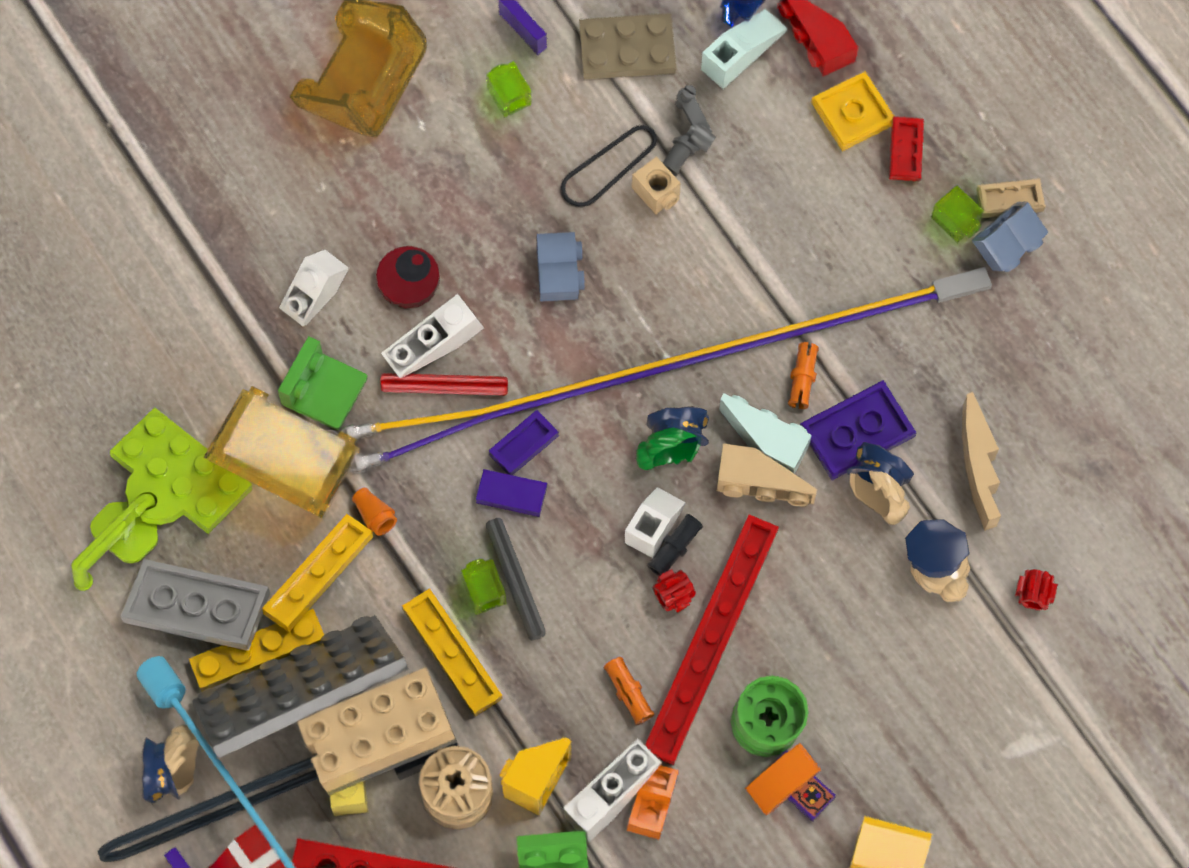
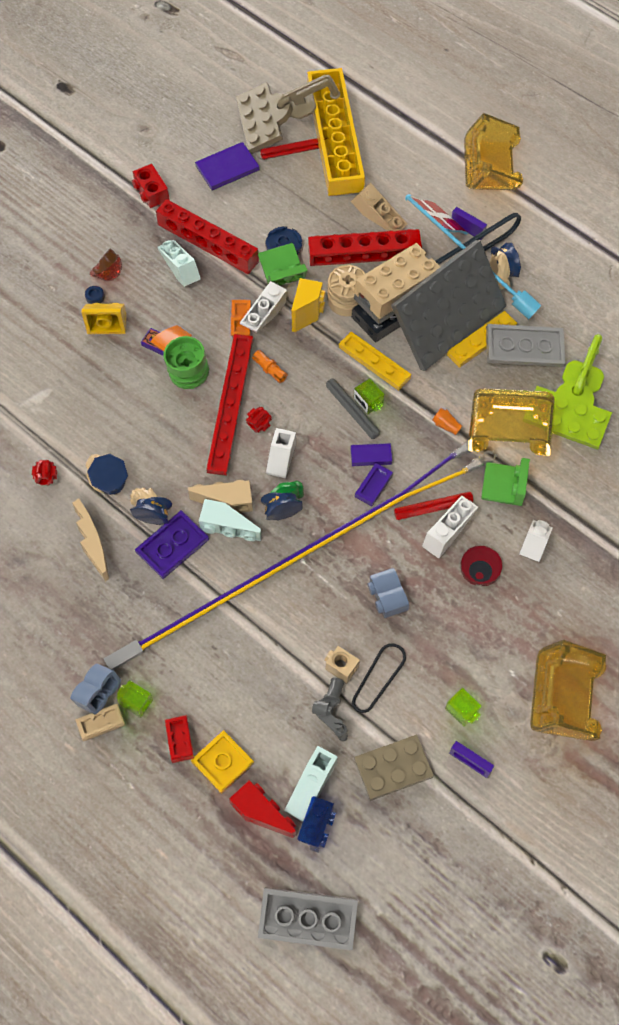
camera: 165 degrees right, 5 degrees down
(317, 572) = (465, 378): yellow plate -> none
(675, 545) = (264, 448): black pin -> none
(803, 375) = (213, 567): orange pin -> none

